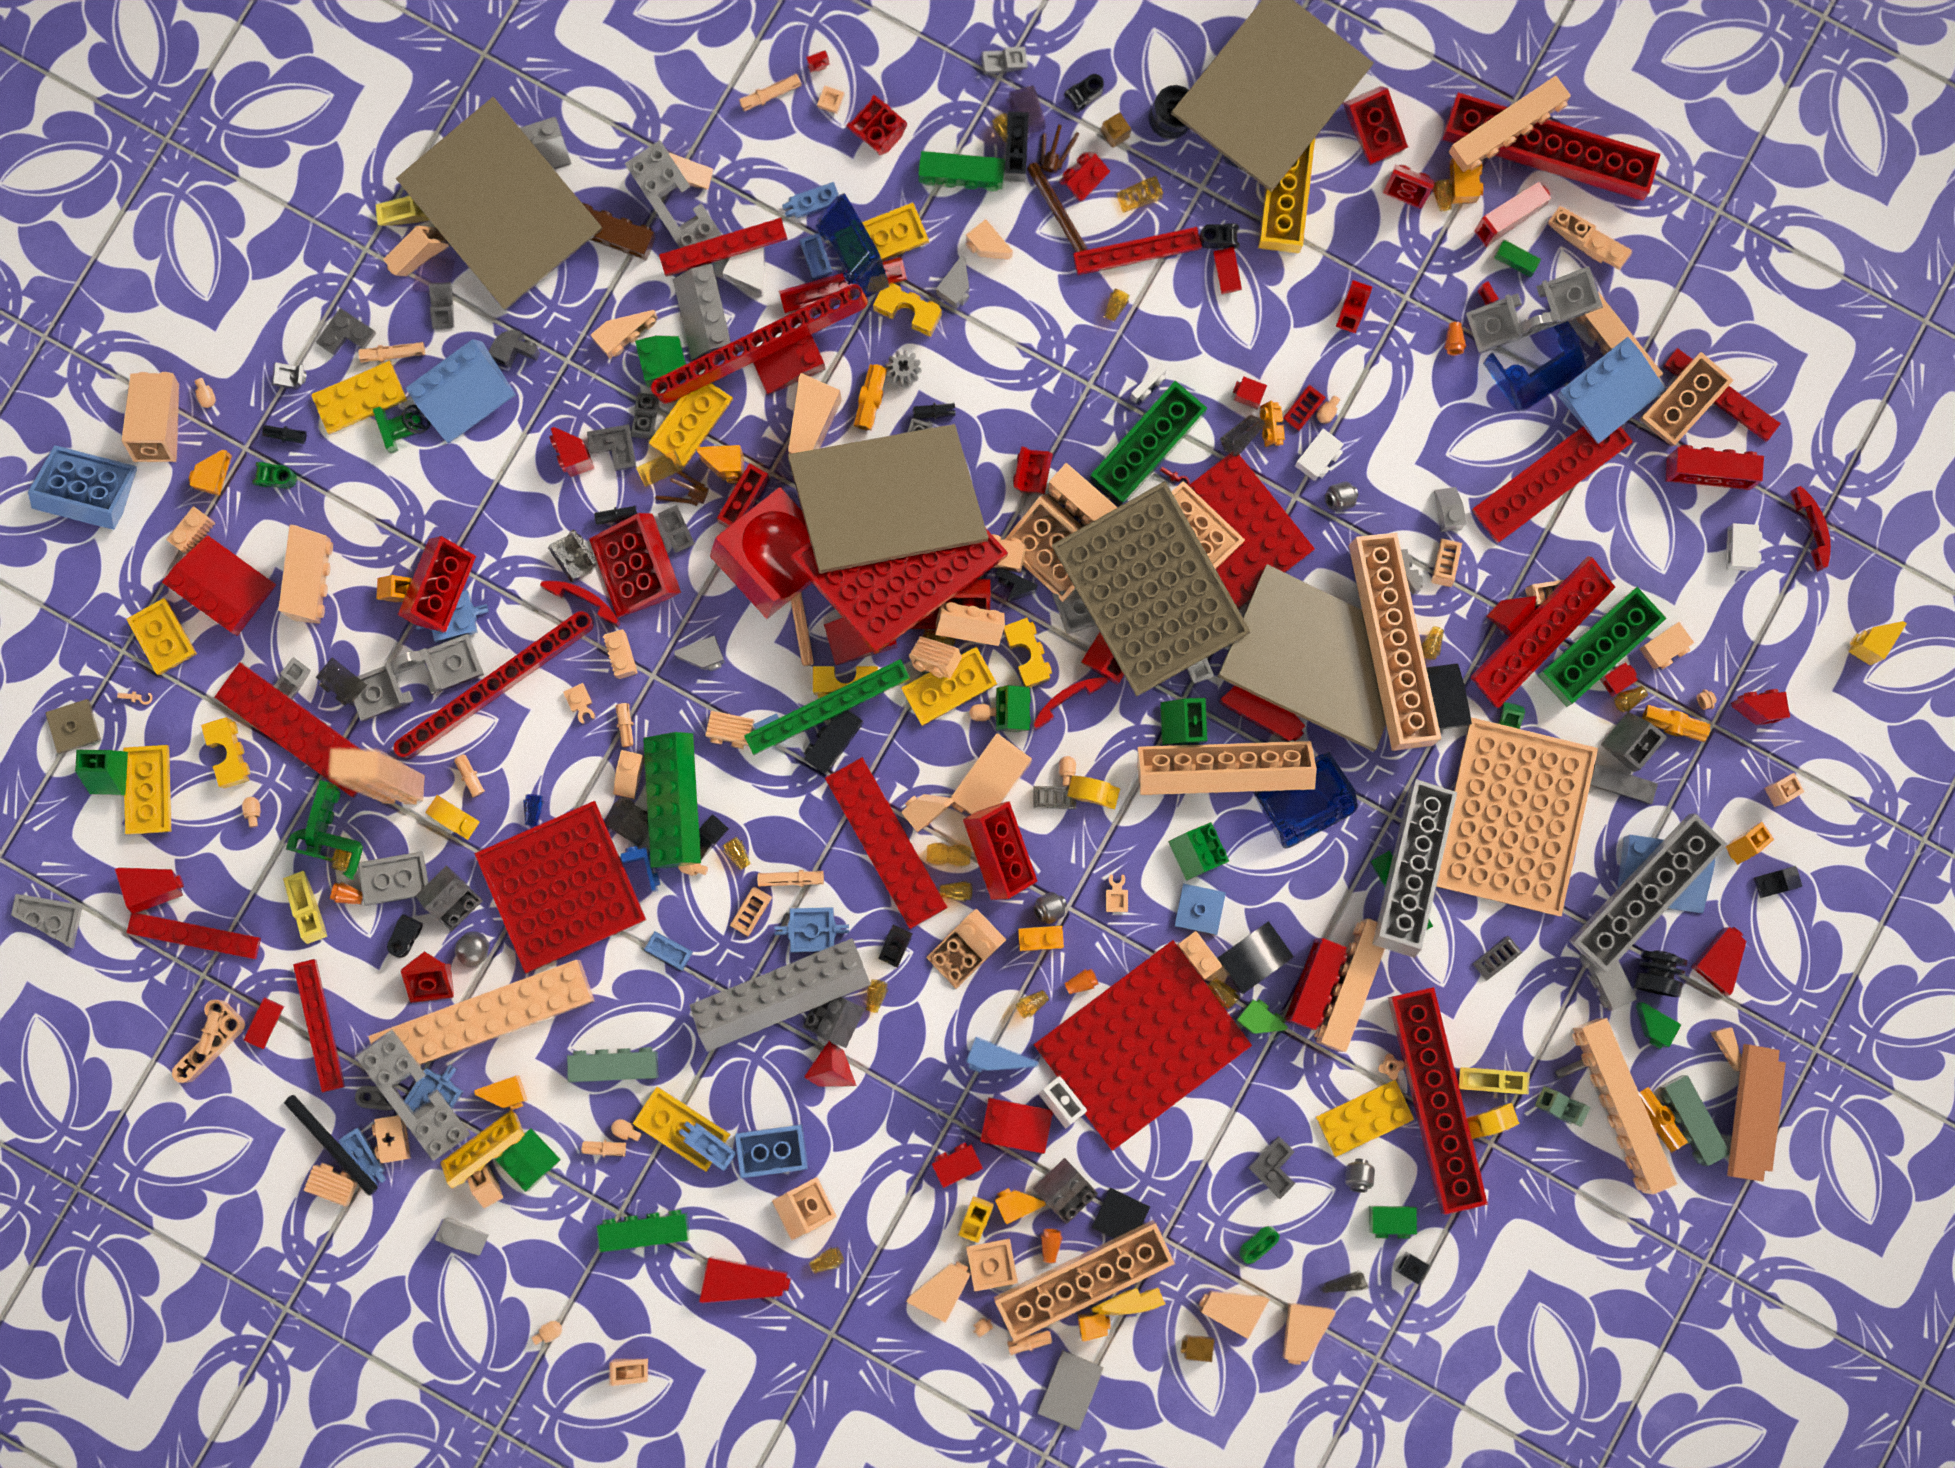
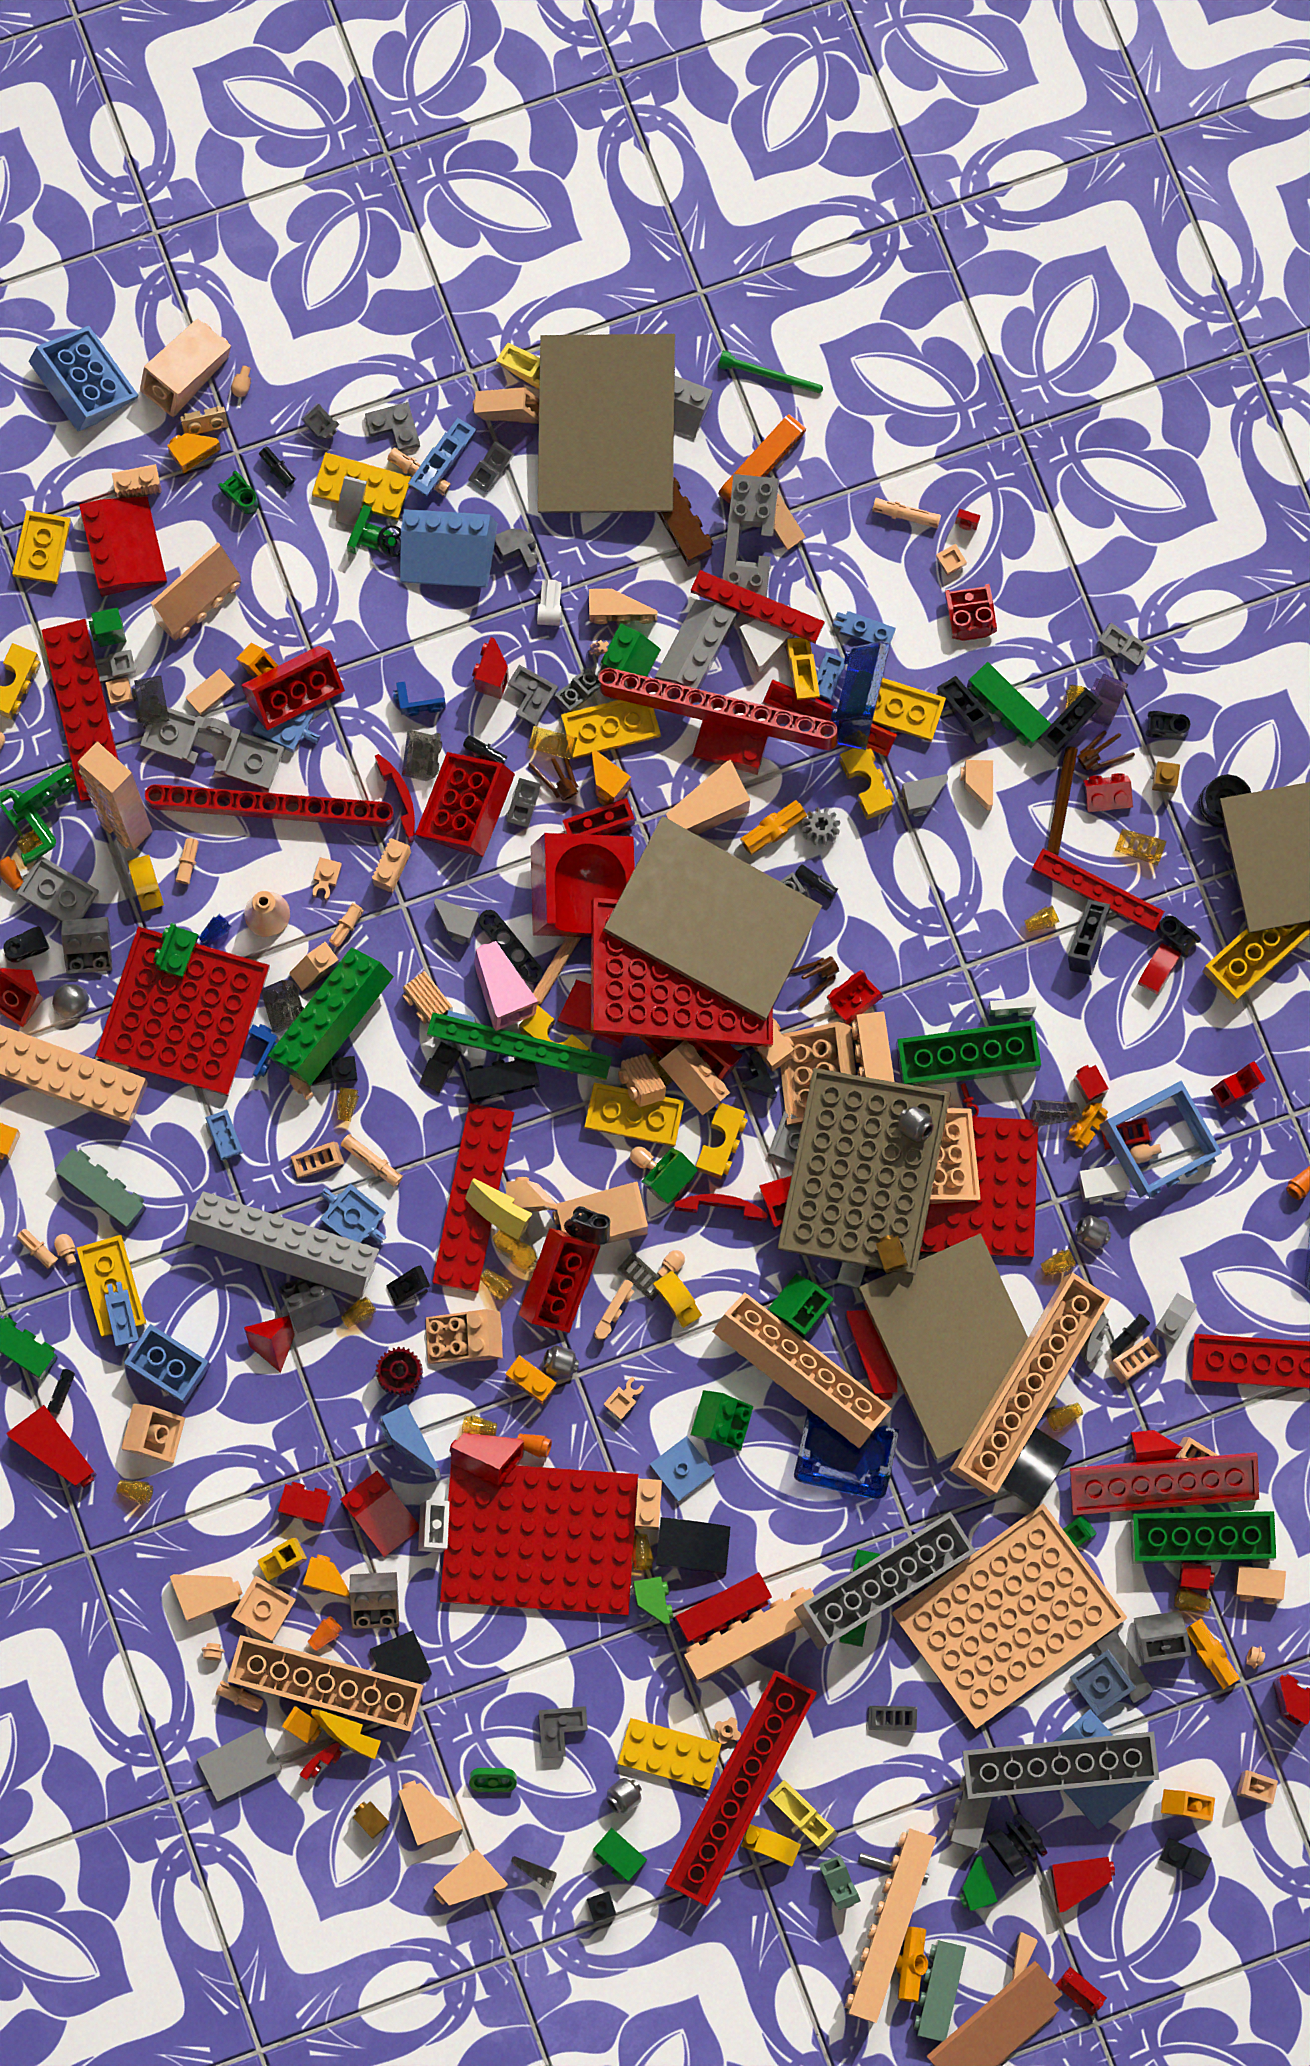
camera: 40 degrees right, 5 degrees down
(206, 440) = (214, 419): none -> tan hinge
(261, 655) = (107, 627): none -> green brick
(311, 694) = (119, 691): none -> light nougat plate
(360, 414) = (350, 500): none -> light grey slope
(378, 638) = (210, 691): none -> light nougat tile
(400, 327) = (442, 457): none -> medium blue slope
(518, 848) = (176, 950): none -> green bracket
(537, 528) = (414, 708): none -> blue bracket
(547, 87) = (729, 361): none -> green piece
(560, 765) = (267, 914): none -> light nougat cone
(573, 372) = (549, 609): none -> white piece
(633, 132) = (768, 453): none -> orange beam
(634, 371) = (598, 648): none -> light nougat axle
(711, 1235) = (61, 1391): none -> black axle
(757, 637) = (511, 946): none -> black beam
(779, 675) = (503, 988): none -> bright pink slope
(781, 769) = (440, 1067): none -> black slope
(793, 265) = (802, 668): none -> yellow slope
(913, 837) = (498, 1208): none -> light yellow slope
(935, 198) = (967, 710): none -> black slope
(946, 1001) = (411, 1366): none -> dark red brick
(990, 793) = (590, 1226): none -> black piece
(994, 467) = (824, 968): none -> reddish brown plant
(1056, 840) = (613, 1312): none -> light nougat hinge
(1056, 1019) = (487, 1455): none -> slope
(1128, 1331) = (328, 1755): none -> red slope
(1160, 289) = (1088, 938): none -> black slope
(1161, 524) = (915, 1124): none -> flat silver head
(1223, 631) = (891, 1253): none -> pearl gold brick
(1336, 538) = (1058, 1263): none -> clear yellow cone
(1349, 360) = (1193, 1119): none -> medium blue window
(1427, 547) = (1129, 1334): none -> black axle
(1620, 808) = (1102, 1682): none -> sand blue plate
(1788, 1035) = (1081, 1991): none -> red hinge

